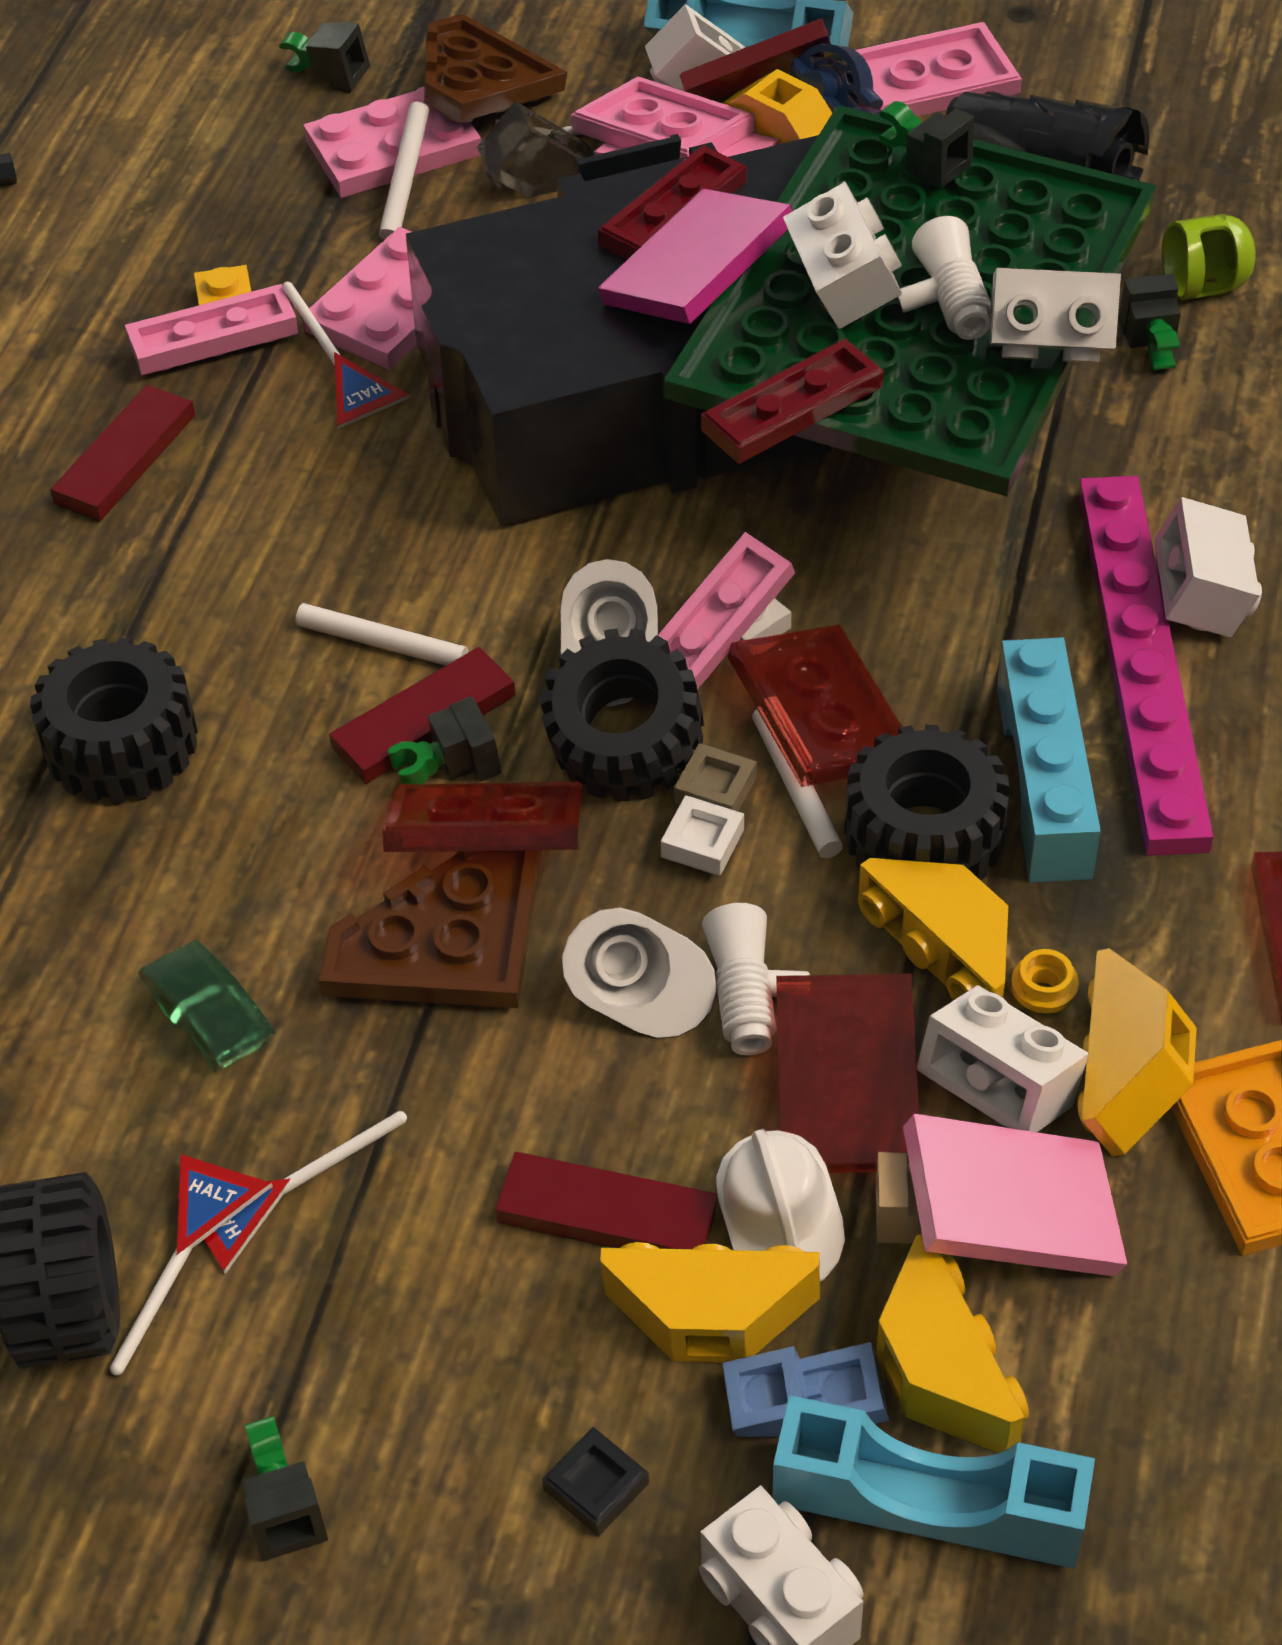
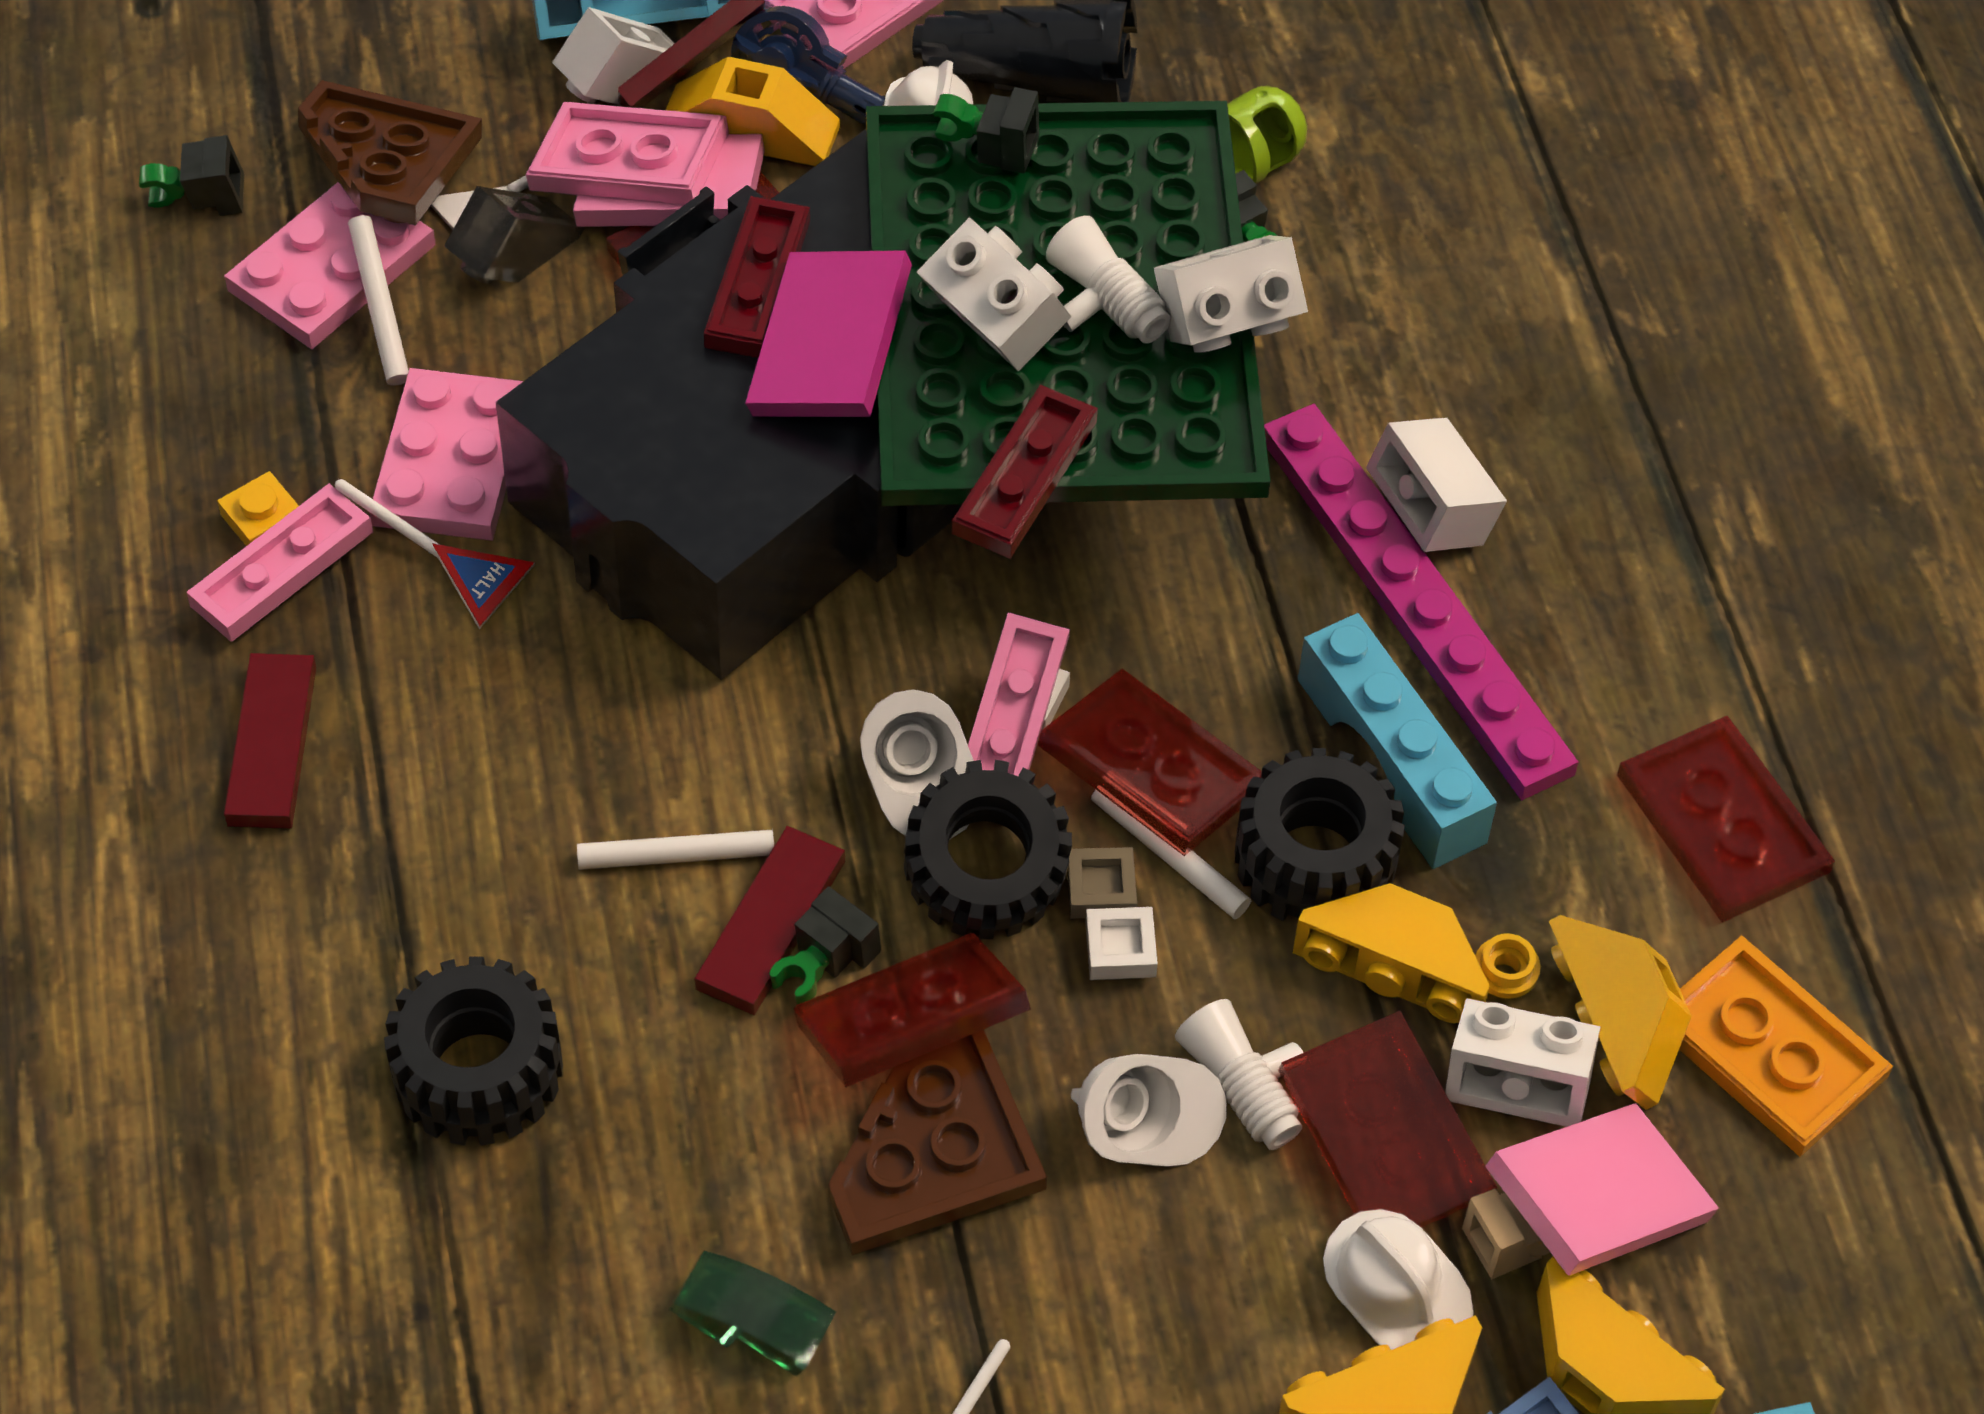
camera: 30 degrees left, 5 degrees up
(603, 1205) = (1242, 1351): dark red tile -> none

